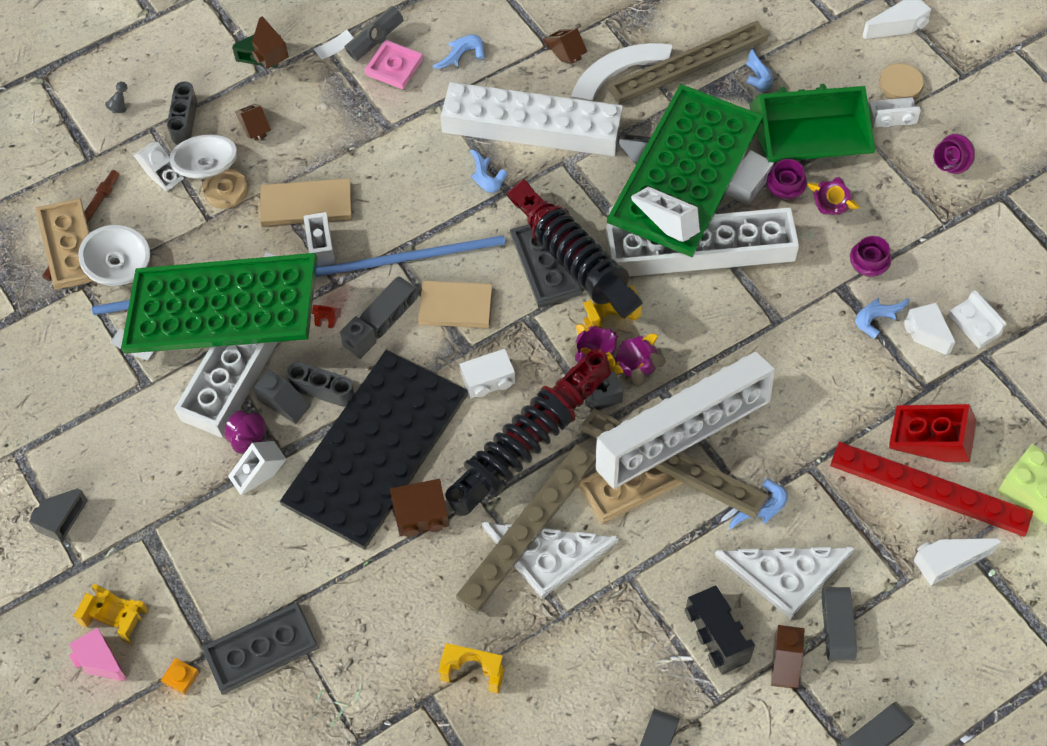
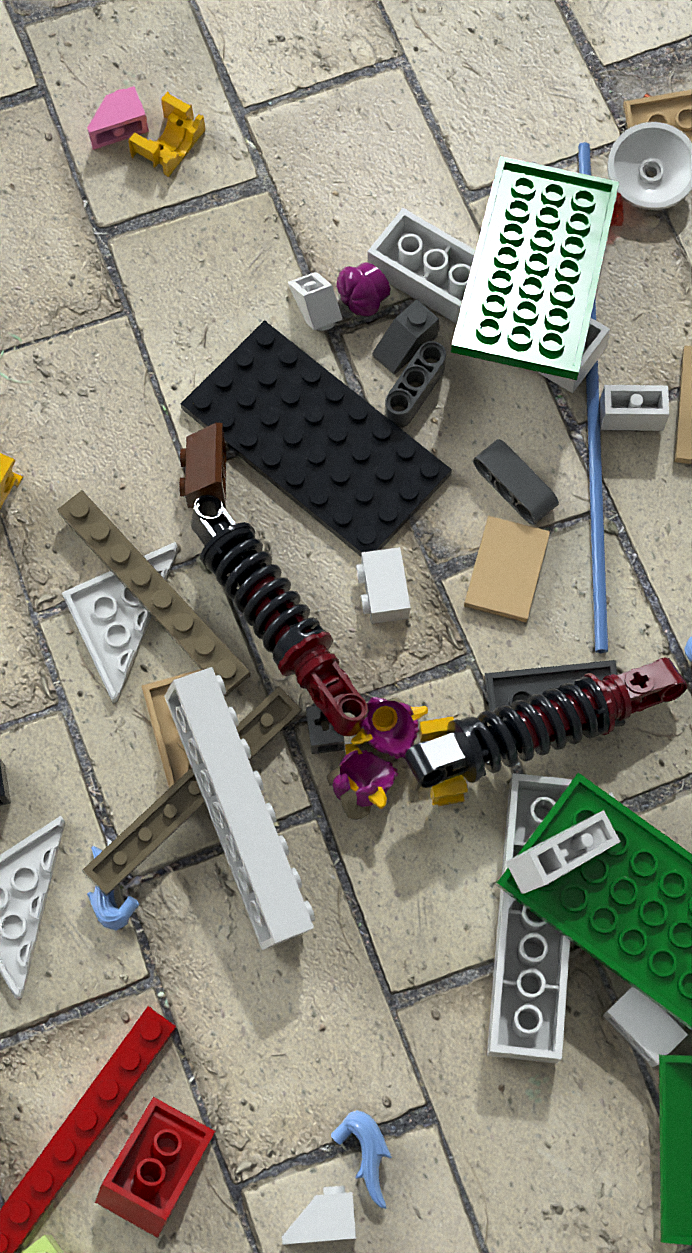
camera: 100 degrees right, 10 degrees up
(58, 514) = (301, 89): dark grey slope -> none
(179, 676) = (77, 198): light orange plate -> none
(259, 648) = (87, 282): dark grey tile -> none
(330, 313) = (521, 406): clear red tile -> none
(358, 337) = (473, 434): dark grey brick -> none
(787, 180) = (628, 1081): magenta piece -> none
(833, 197) = (579, 1140): magenta hair -> none
(871, 256) = (464, 1169): magenta piece -> none

